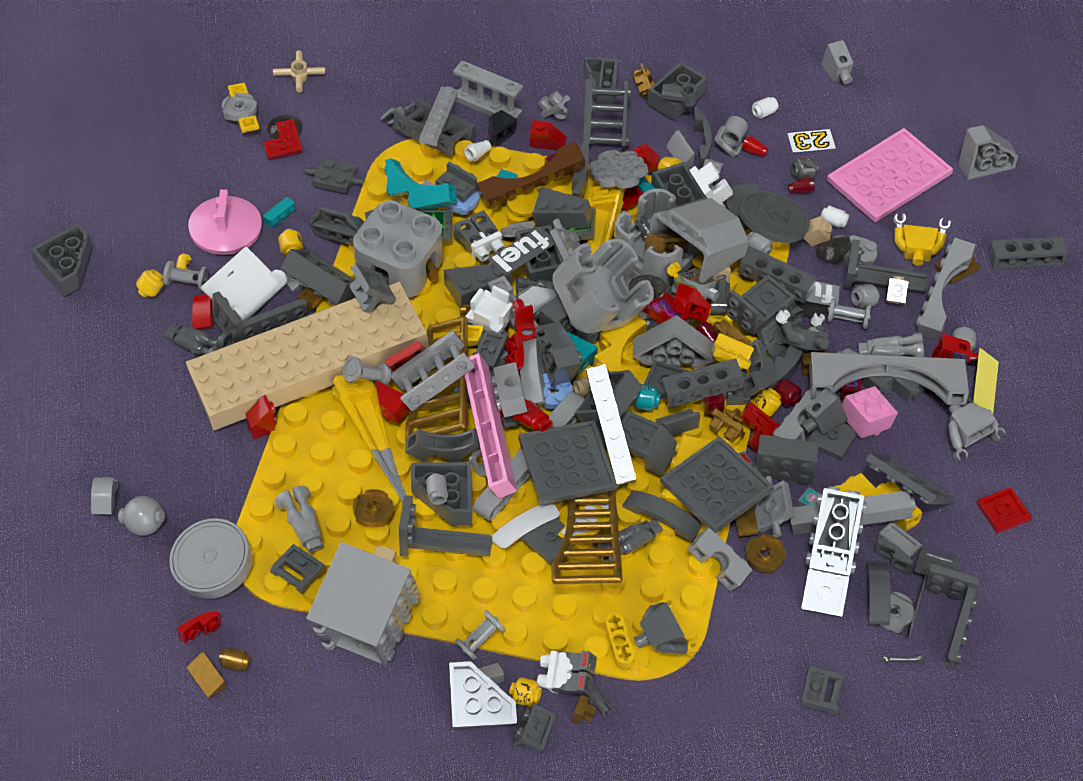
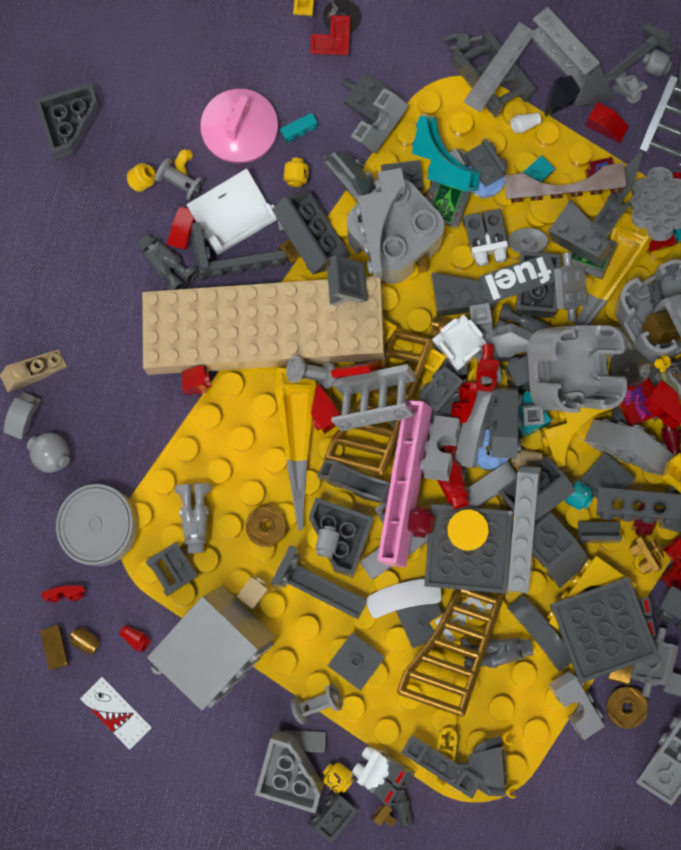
camera: 25 degrees right, 25 degrees up
(99, 459) = (31, 370): none -> tan slope
(283, 642) = (136, 639): none -> red cone
(287, 714) = (115, 713): none -> white sticker
(356, 171) = (390, 109): none -> light grey arch
(376, 224) = (374, 211): none -> light grey arch
(502, 589) = (356, 661): none -> dark grey plate
(516, 448) = (421, 522): none -> dark red head
(526, 109) = (597, 85): none -> dark grey piece
(560, 443) = (467, 530): none -> yellow tile
(570, 85) = (657, 63): none -> light grey head
(579, 184) = (609, 215): none -> dark grey hinge
(582, 343) = (532, 414): none -> dark grey slope
(619, 642) = (442, 766): none -> dark grey slope

